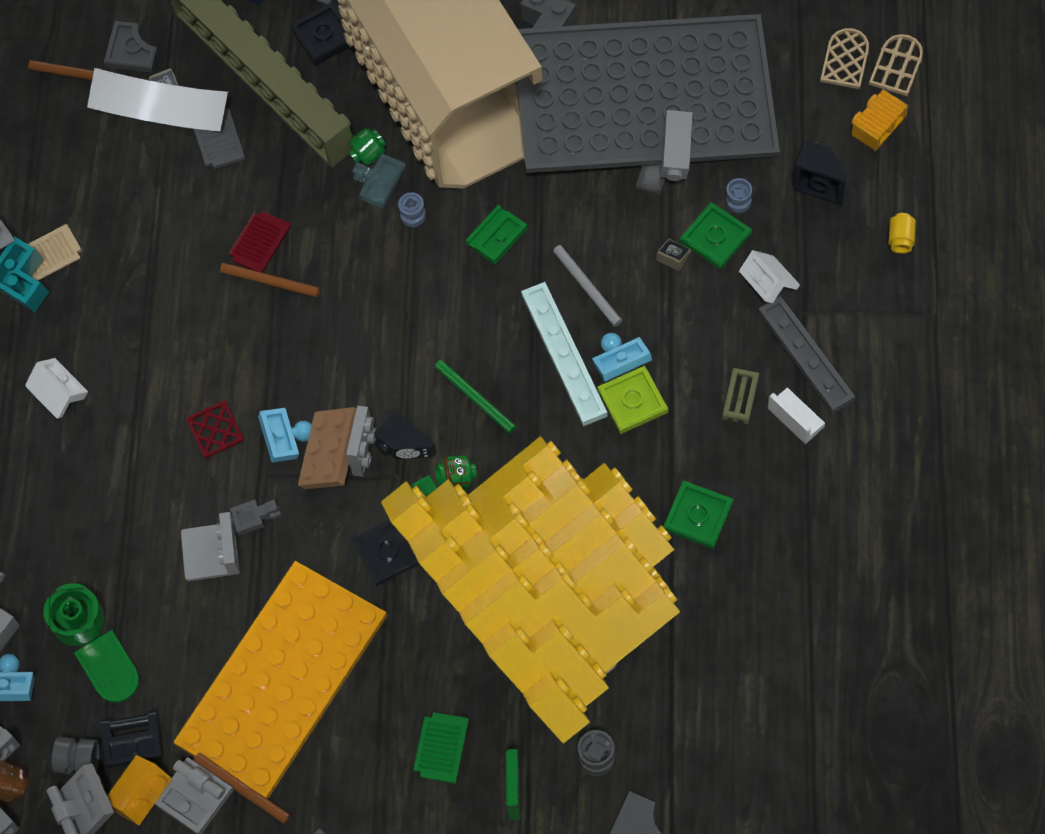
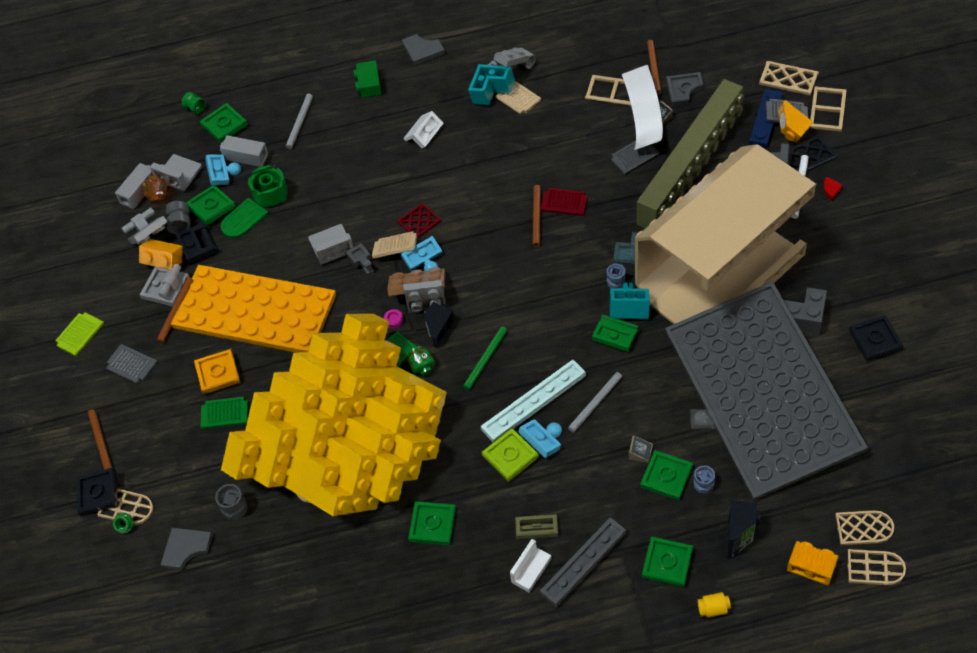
camera: 75 degrees right, 10 degrees down
(67, 707) = (210, 205): none -> green plate
(80, 124) = (616, 81): none -> tan window
(250, 465) = (394, 244): none -> tan window
(369, 496) = (394, 317): none -> dark pink tile
(373, 744) = (217, 371): none -> light orange plate
(462, 204) = (629, 302): none -> teal brick
(513, 788) = (196, 456): green tile -> none
(676, 145) = (722, 418): light grey brick -> none
(767, 275) = (641, 517): white panel -> none
(832, 265) = (667, 561): none -> green plate

